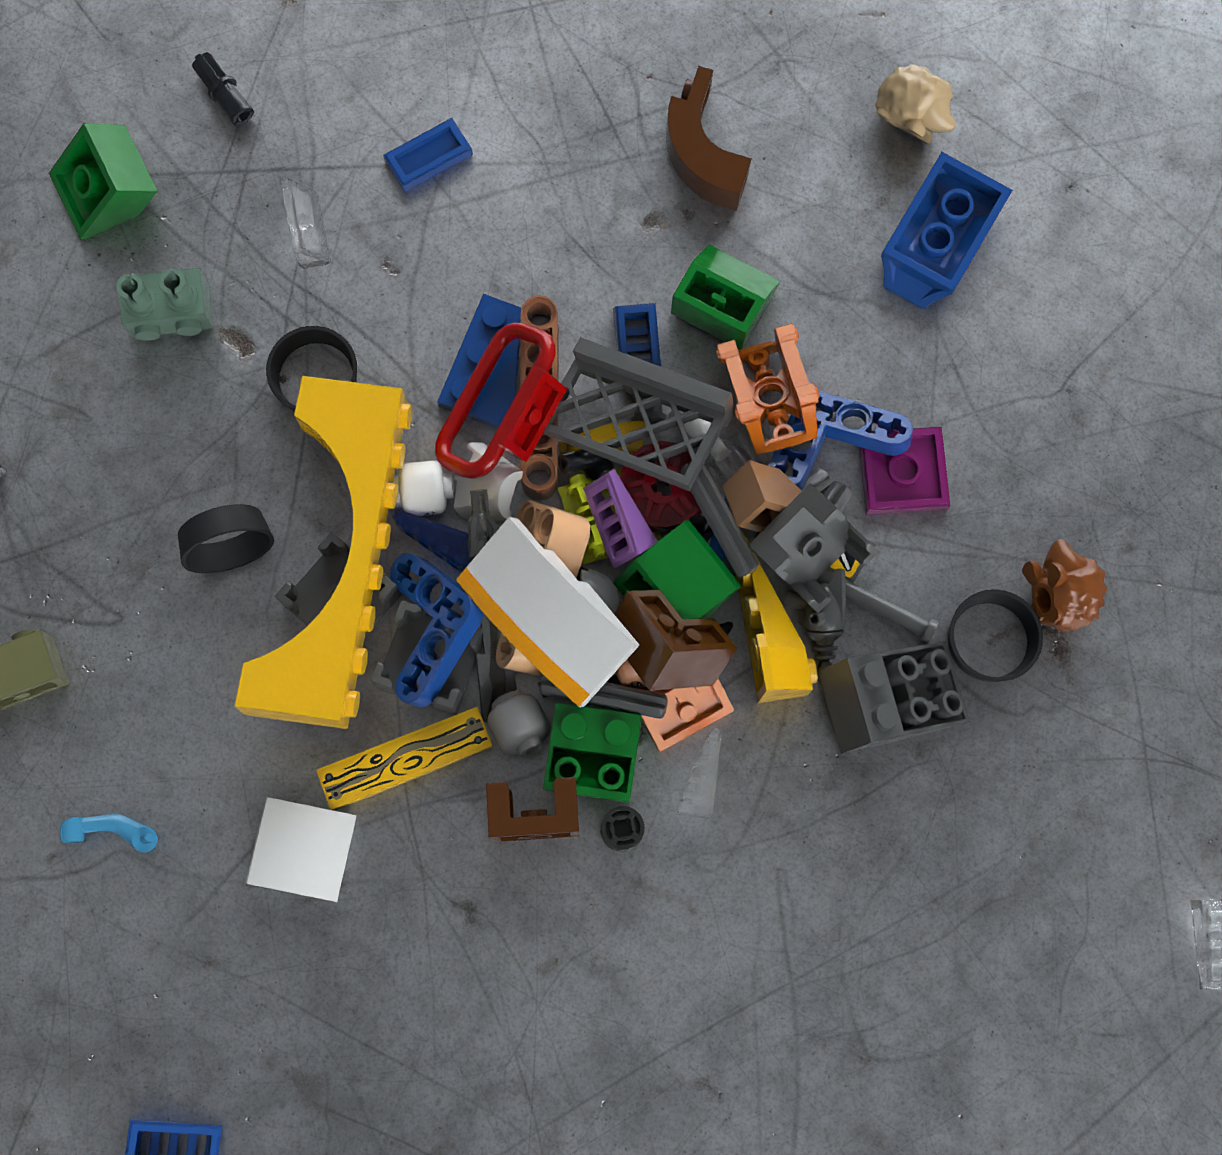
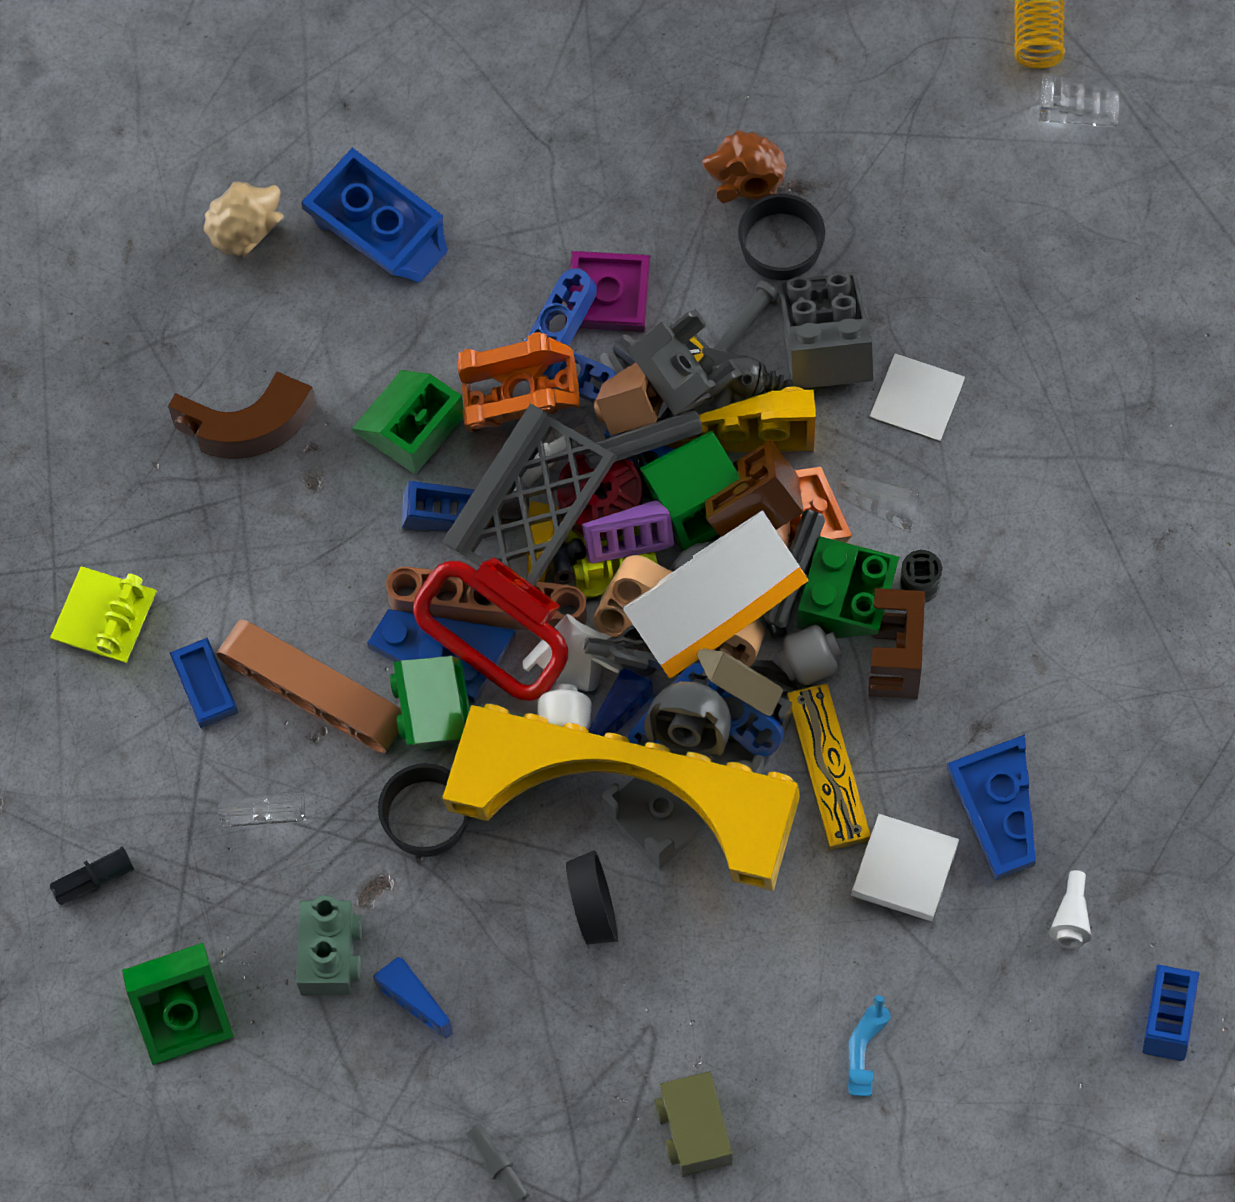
camera: 75 degrees left, 10 degrees down
(122, 391) = (404, 988): none -> blue slope
(260, 1029) = (1071, 922): none -> white cone
(378, 939) = (997, 803): none -> blue wing
(408, 604) = (689, 719): none -> dark grey cylinder
(412, 353) = (431, 701): none -> slope
(430, 250) = (311, 685): none -> nougat beam
(457, 648) = (740, 680): none -> dark tan slope
(485, 54) = (104, 614): none -> neon yellow hinge
(835, 804) = (917, 397): none -> white sticker

